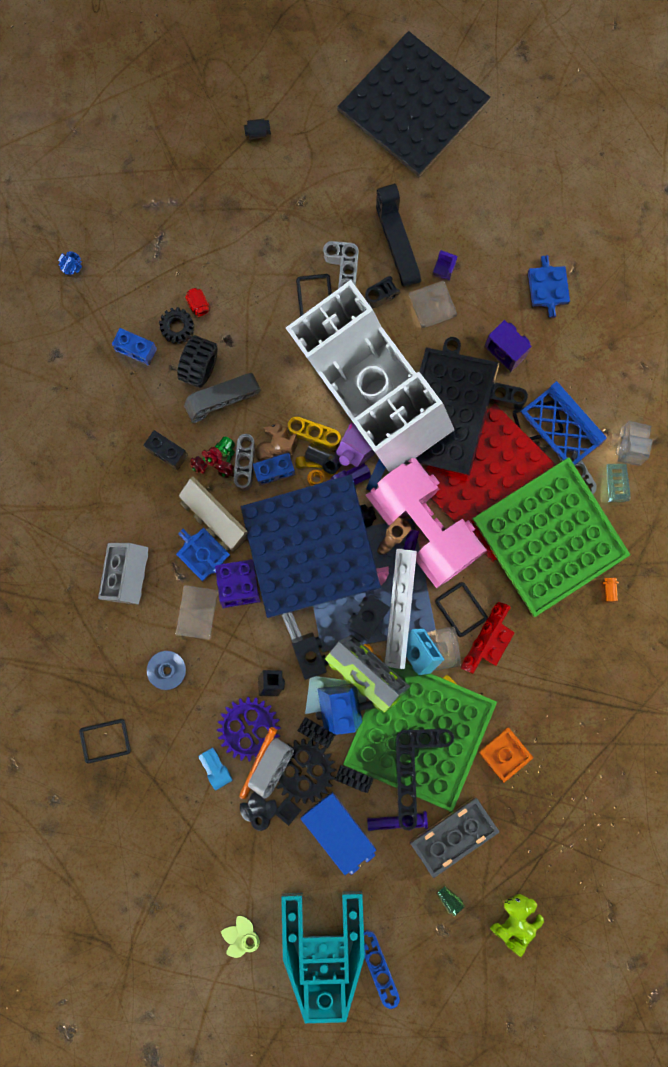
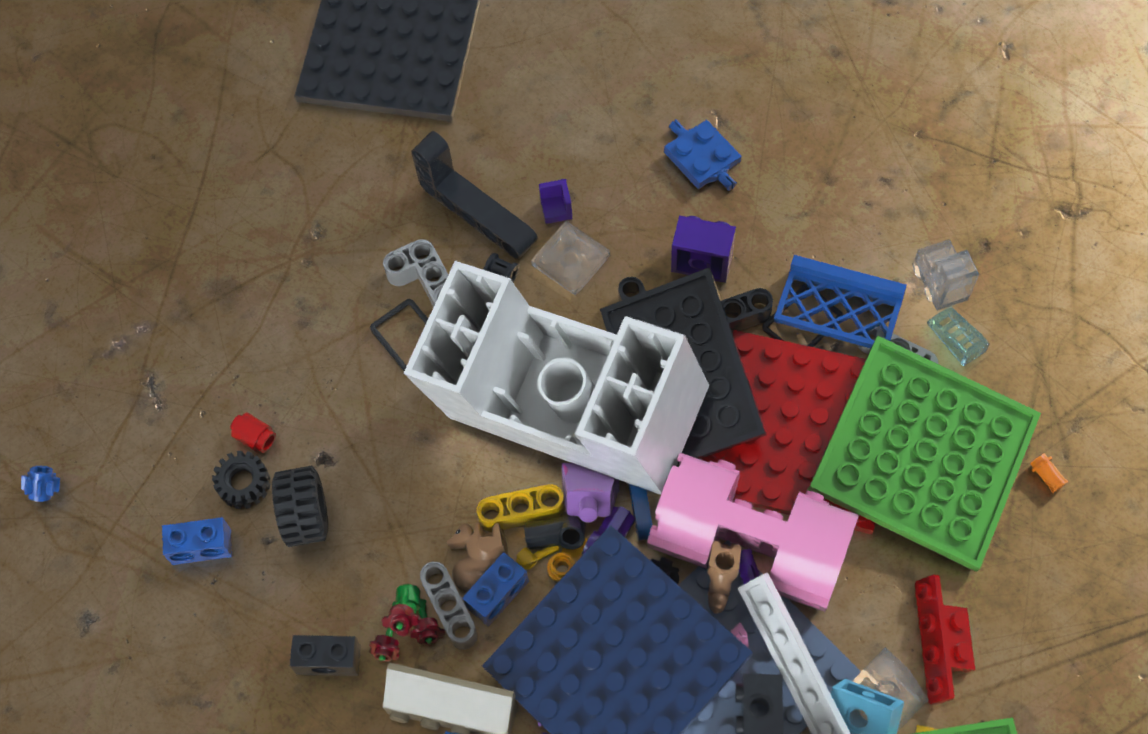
camera: 30 degrees left, 15 degrees down
(220, 395) = (349, 545): dark grey beam -> none
(257, 128) = (205, 176): black brick -> none
(472, 598) = (838, 619): black piece -> none

